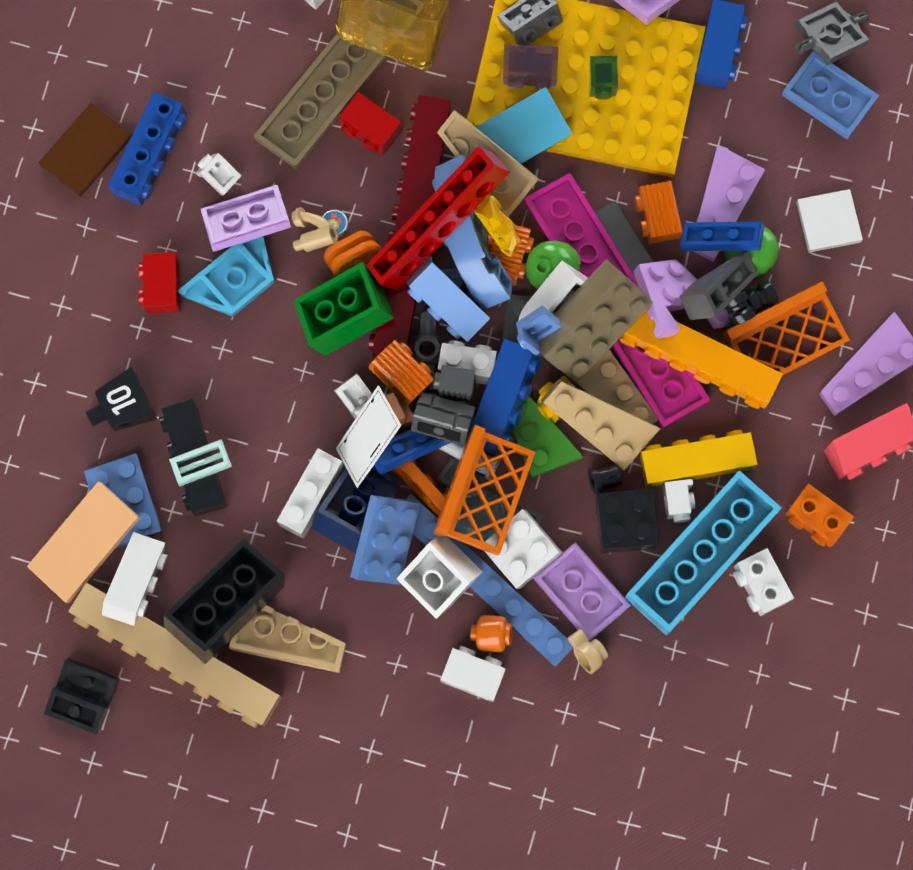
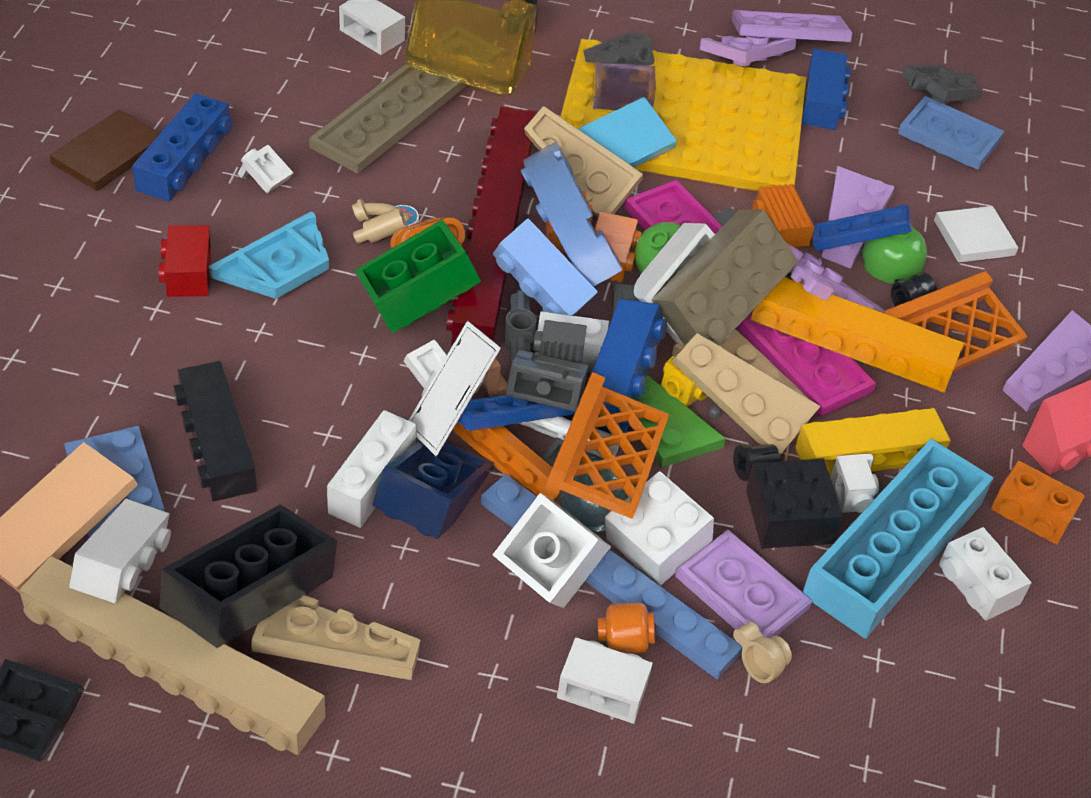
camera: 10 degrees left, 30 degrees down
(122, 403) = (126, 373): black torso -> none
(202, 473) = (228, 427): light aqua tile -> none
(245, 218) = (296, 204): lavender tile -> none
(369, 124) = (444, 135): red brick -> none
(385, 539) = (475, 508): medium blue plate -> none
(401, 372) = (496, 324): orange brick -> none
(437, 218) = (533, 173): red brick -> none
(498, 225) = (603, 188): yellow plate -> none
(535, 328) = (662, 273): medium blue bracket -> none
(603, 77) = (705, 98): clear green brick -> none
(718, 288) = (866, 264): dark grey slope -> none
(739, 309) = (892, 290): black wheel -> none

